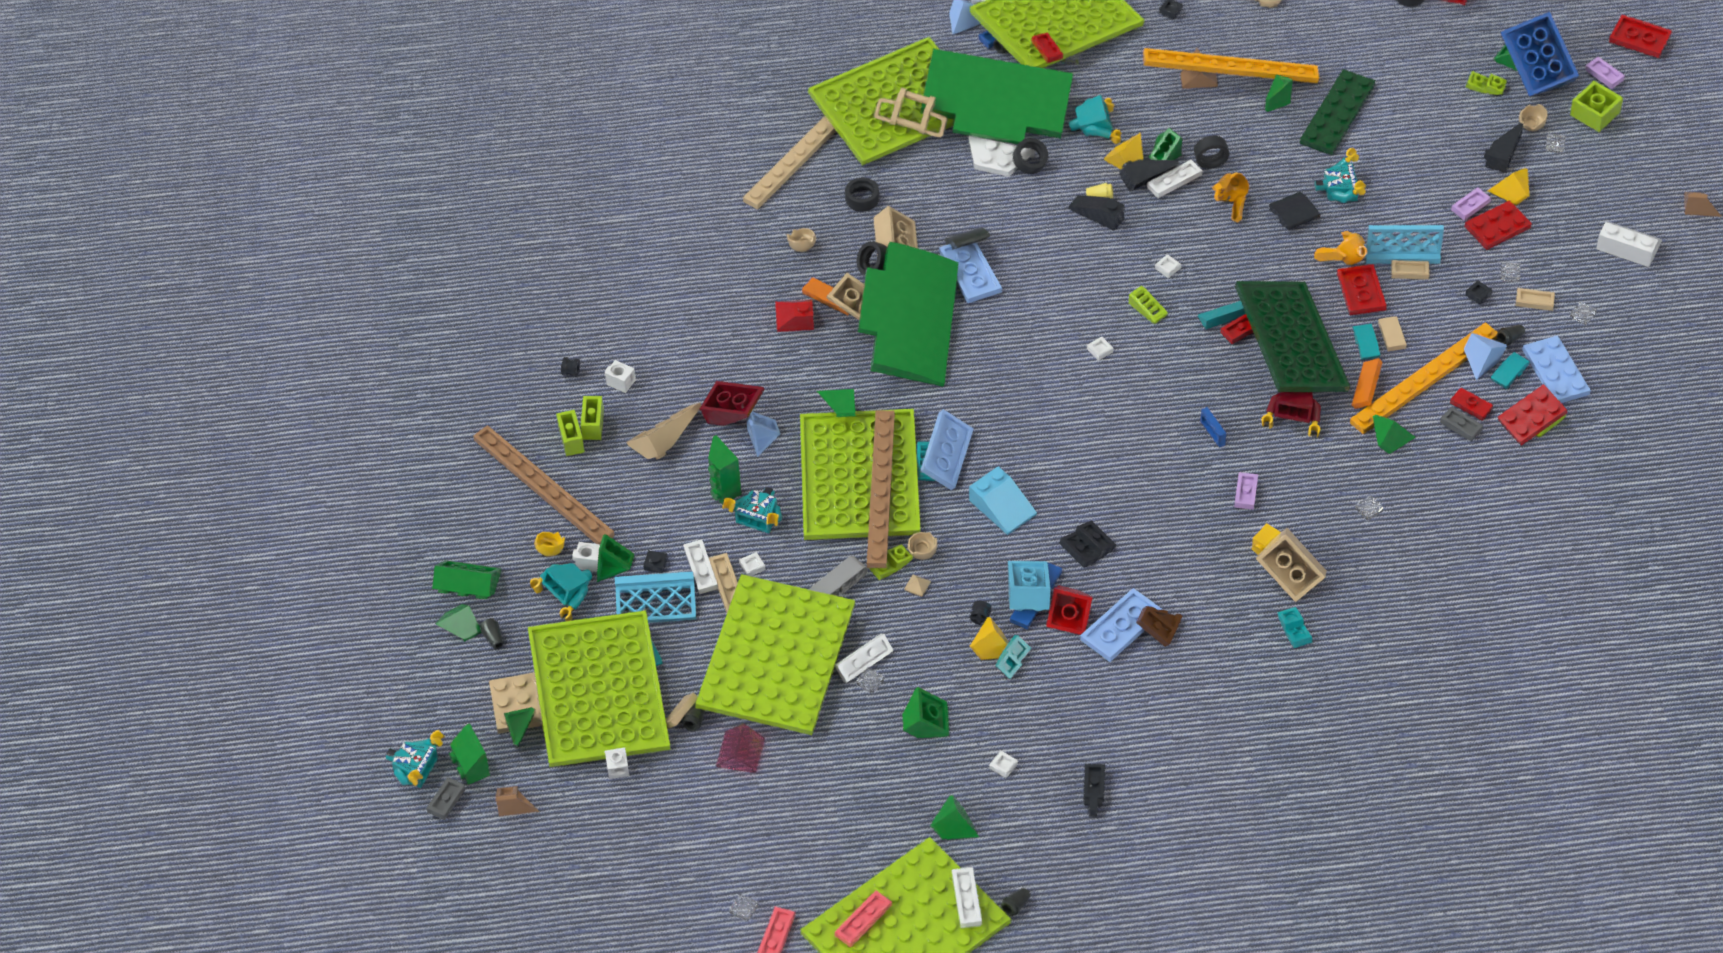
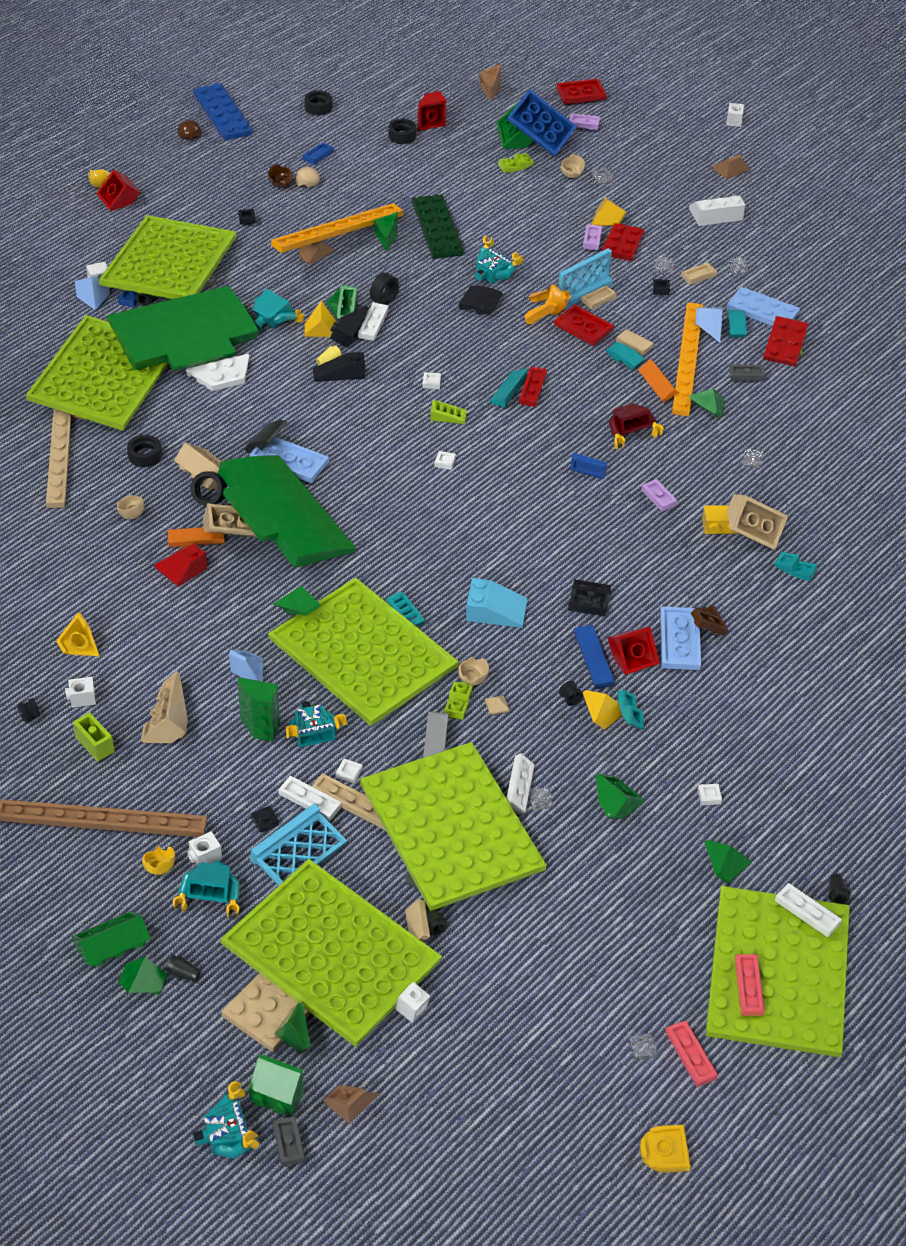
camera: 45 degrees left, 5 degrees down
(570, 432) = (86, 760): lime brick -> none
(612, 558) = (230, 837): green slope -> none
(658, 330) = (77, 638): none -> yellow slope
(730, 402) = (209, 654): dark red slope -> none
(741, 749) = (497, 921): clear pink slope -> none
(880, 489) = (398, 650): medium nougat plate -> none
(922, 128) = (121, 382): tan bar -> none
(947, 449) = (416, 591): light blue plate -> none
(1028, 585) = (588, 649): medium azure slope -> none
(1036, 145) = (256, 350): black tyre -> none
(1047, 47) = (191, 276): red plate -> none
(1094, 787) = (795, 766): black hinge -> none
(1237, 188) = (426, 305): light orange piece -> none
(1292, 336) = (578, 375): dark green plate -> none
(1471, 404) = (736, 357): red plate -> none
(1503, 149) = (577, 196): black slope -> none
(1510, 334) = (711, 300): pearl dark grey cone -> none
(1596, 106) = (605, 140): lime brick -> none

